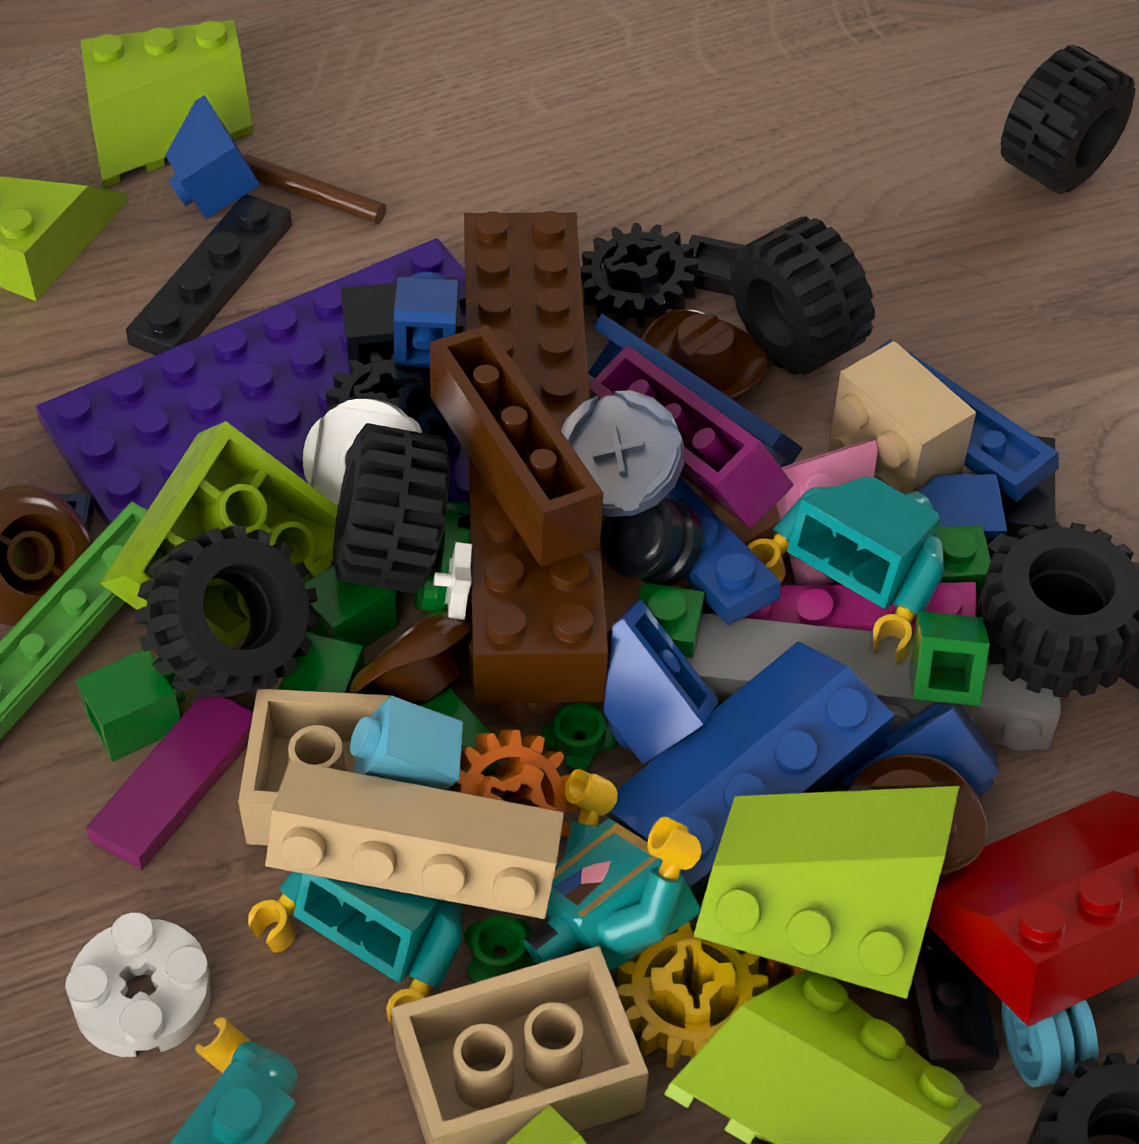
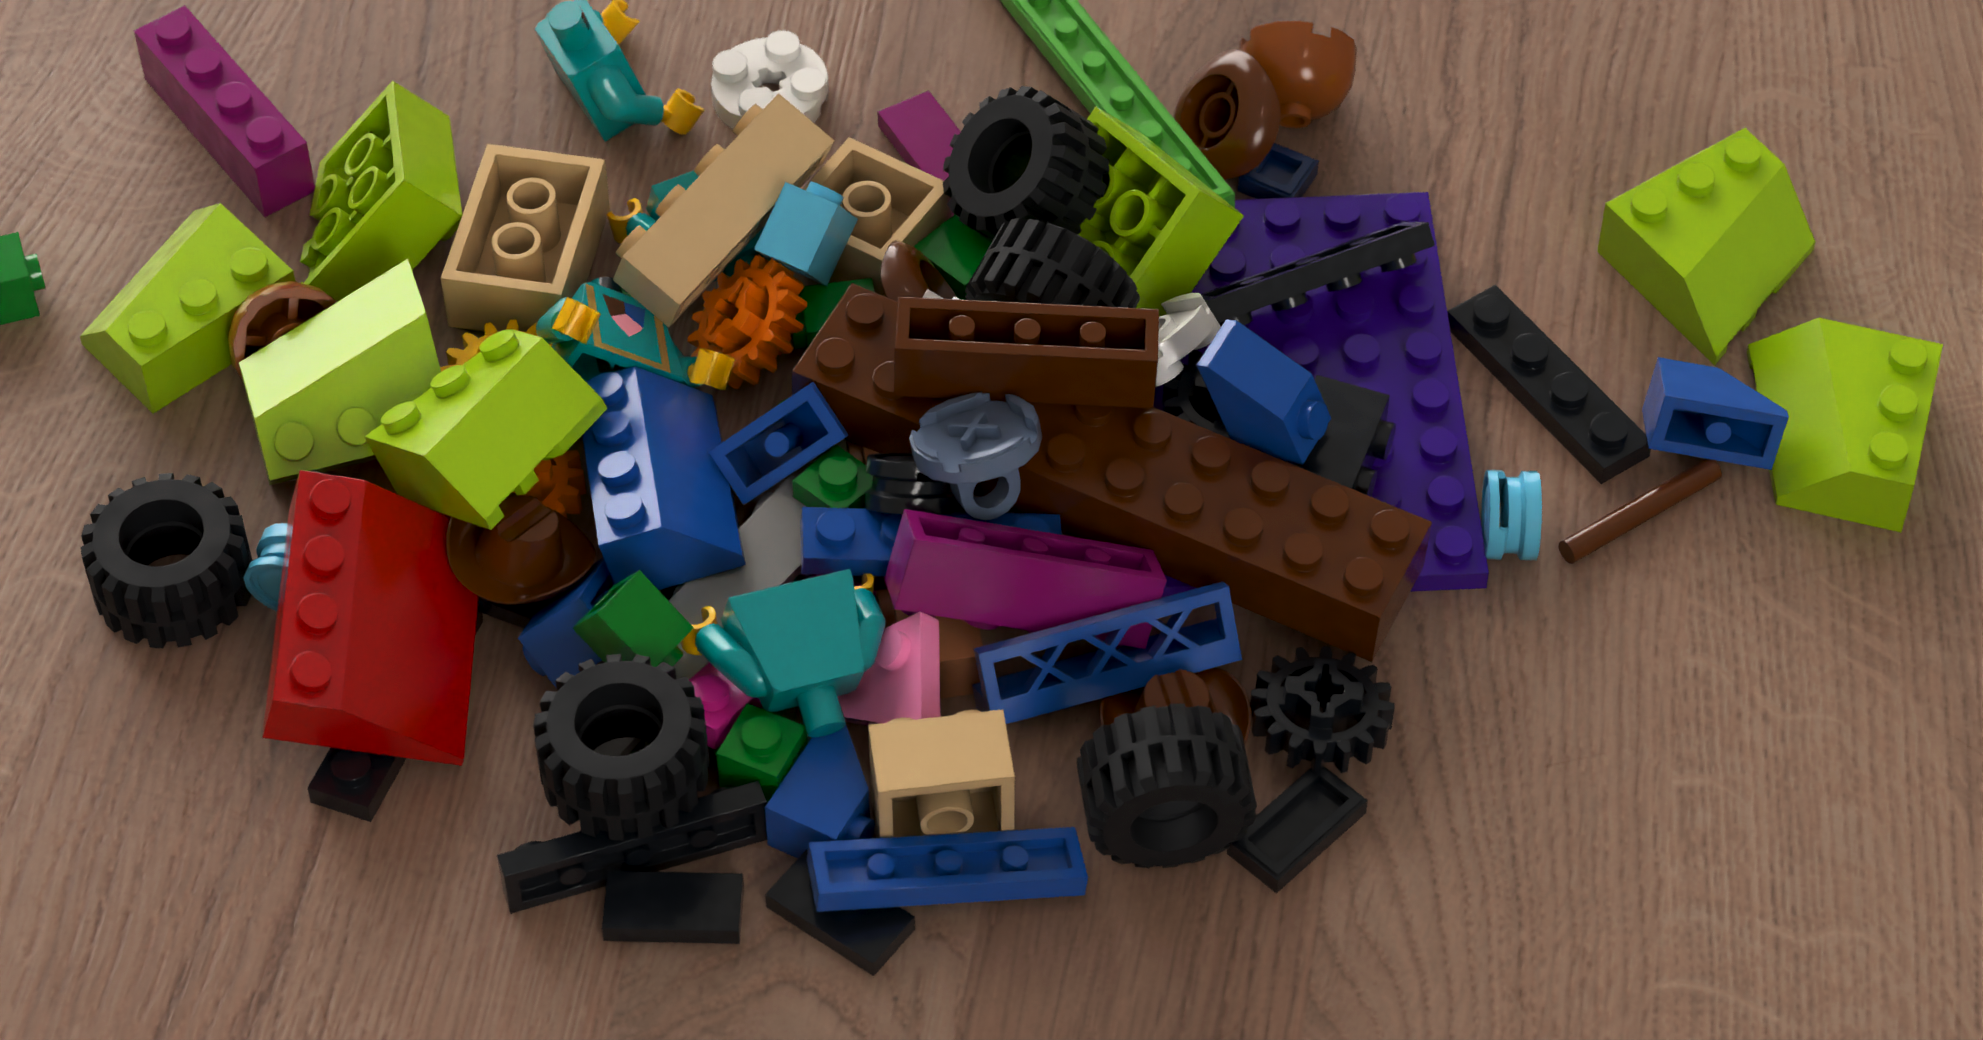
camera: 120 degrees right, 0 degrees up
(196, 399) = (1334, 267): none -> black plate
(381, 225) = (1518, 516): none -> medium azure wheel

